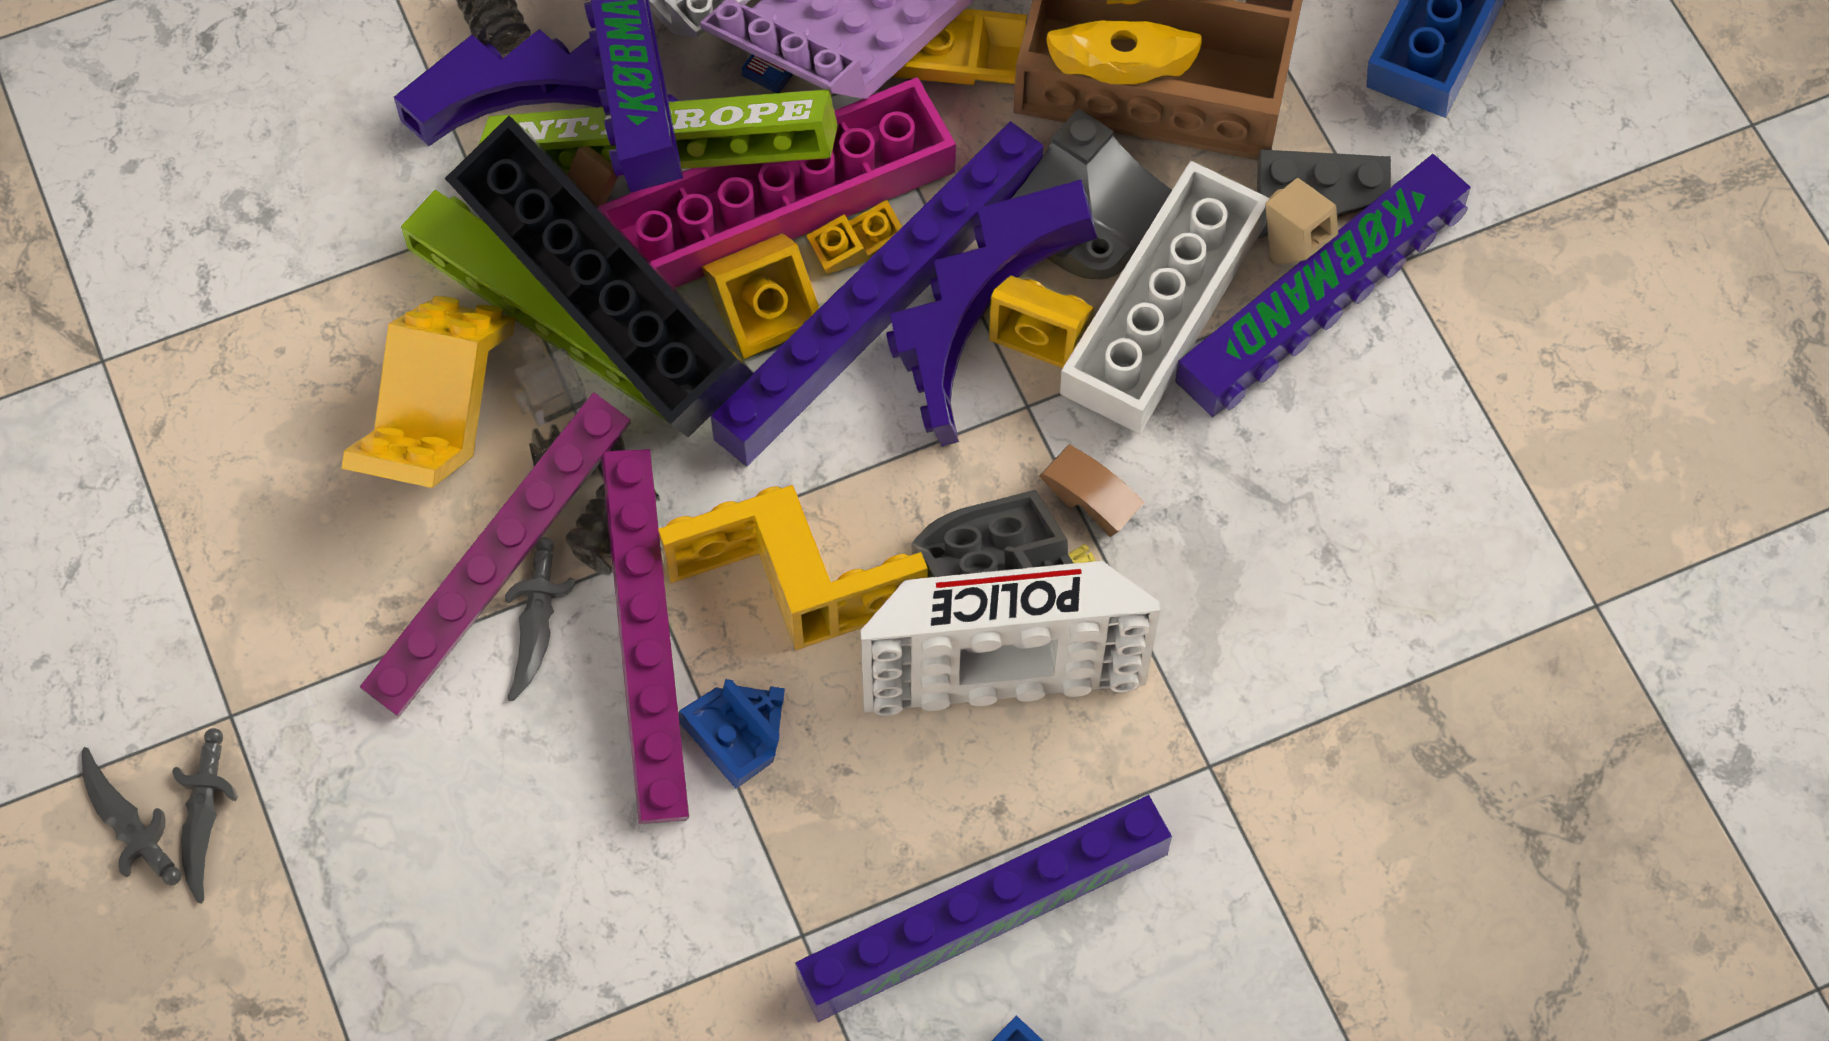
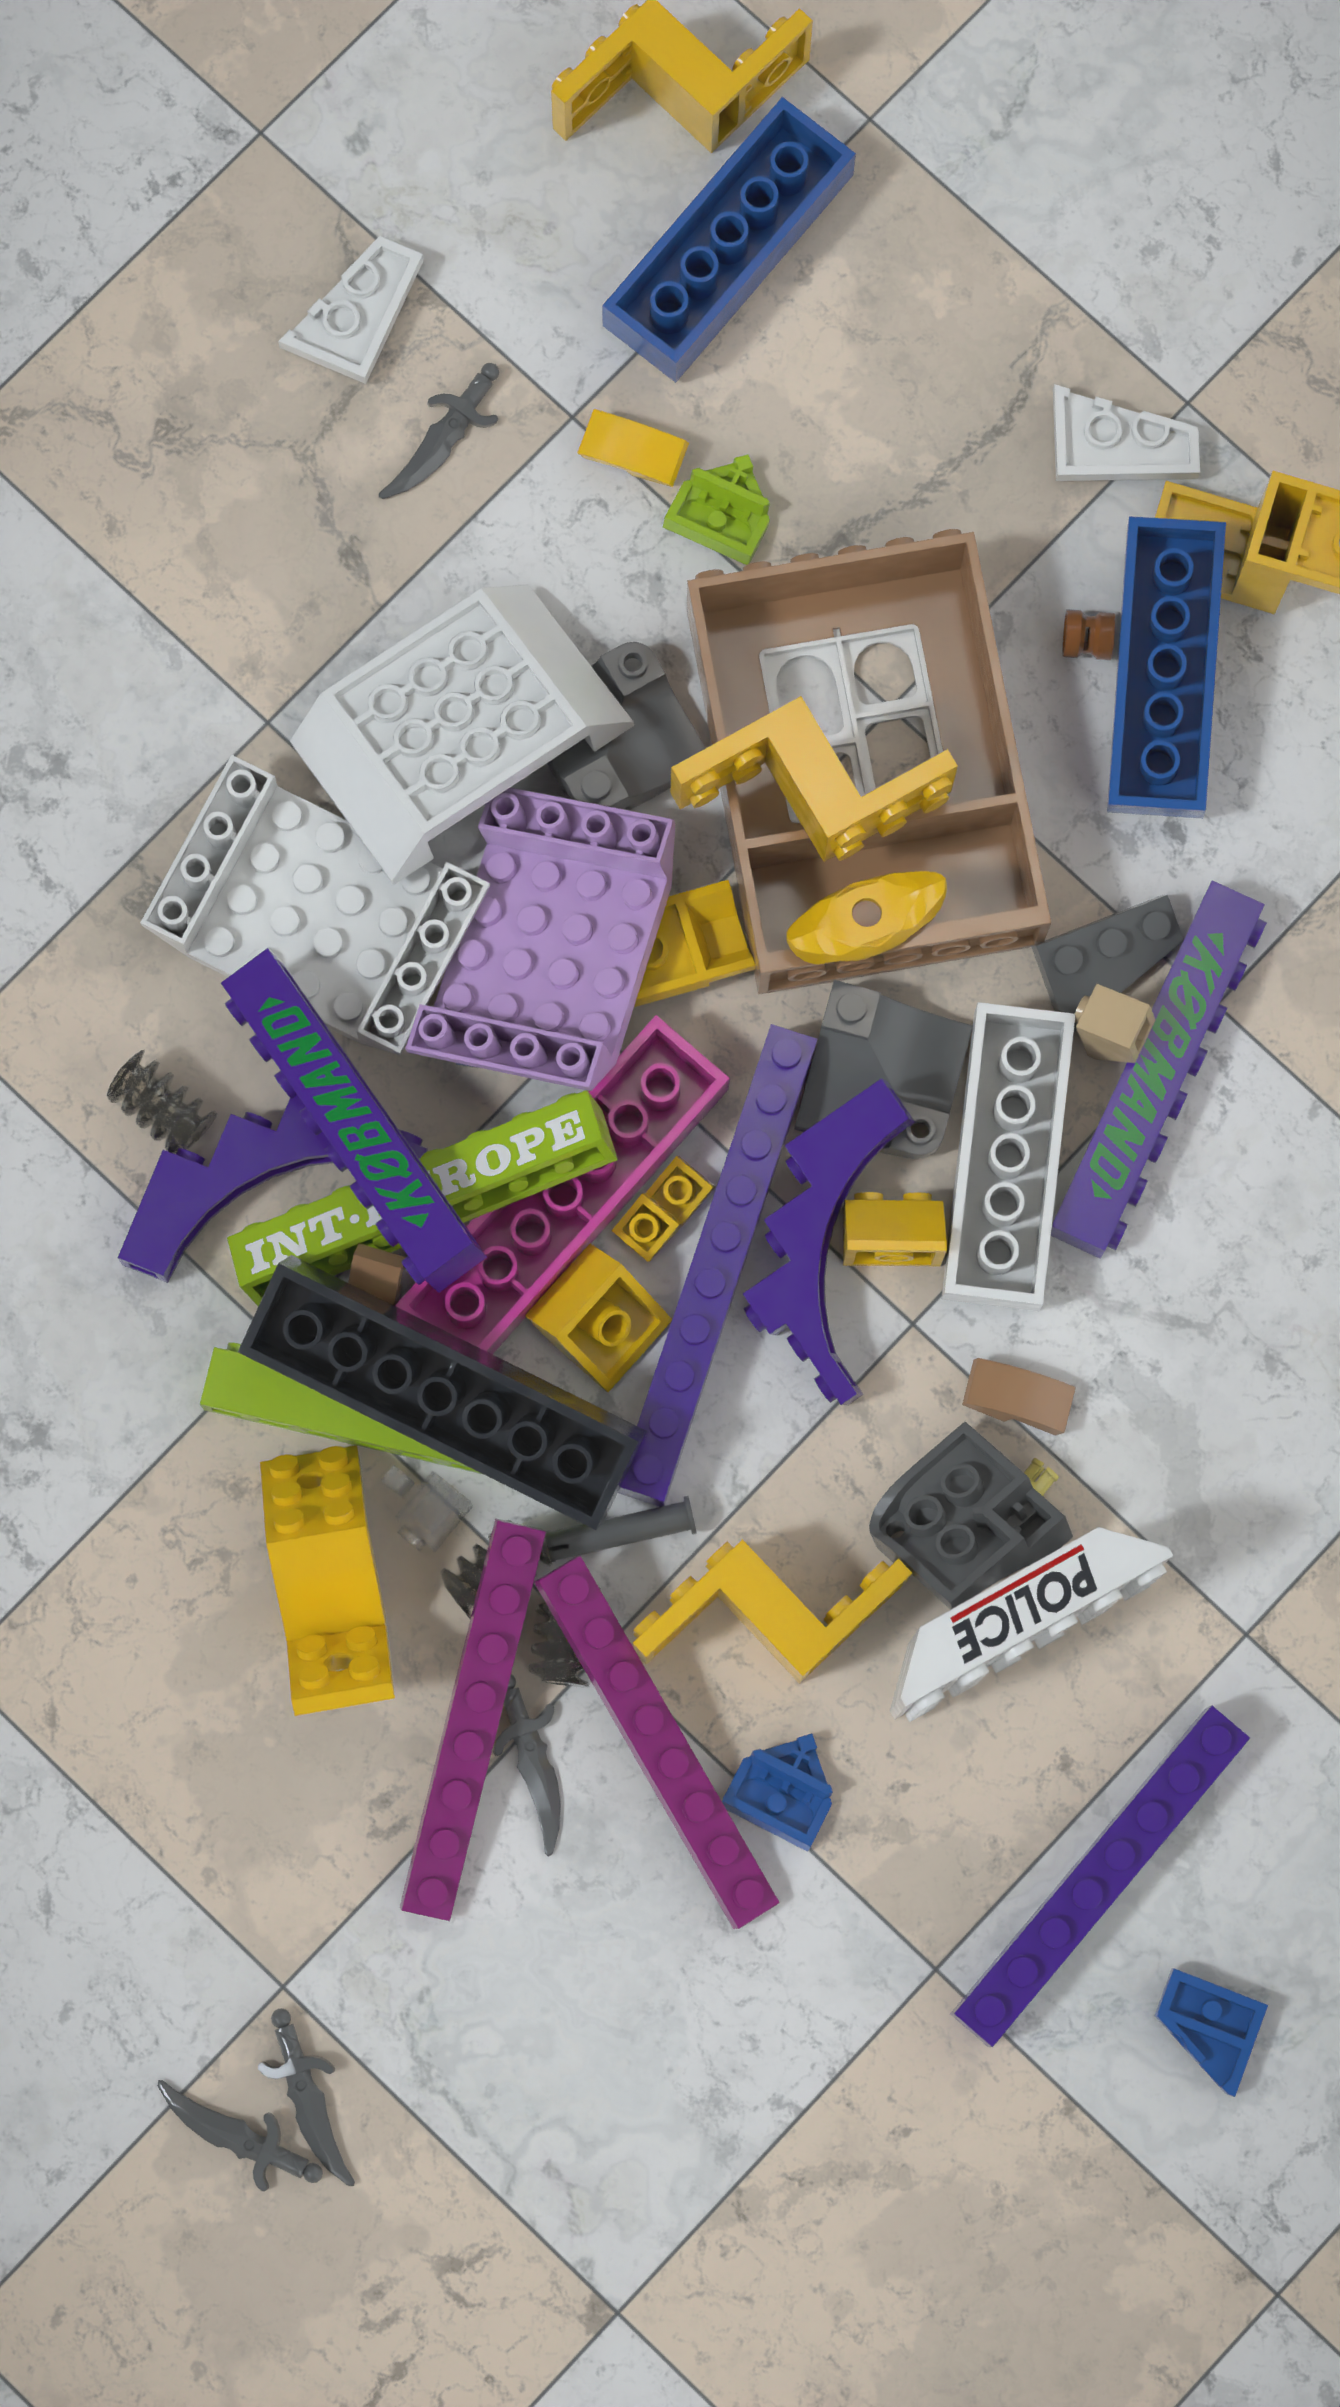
camera: 25 degrees left, 15 degrees up
(708, 465) = (621, 1530): none -> dark grey pin

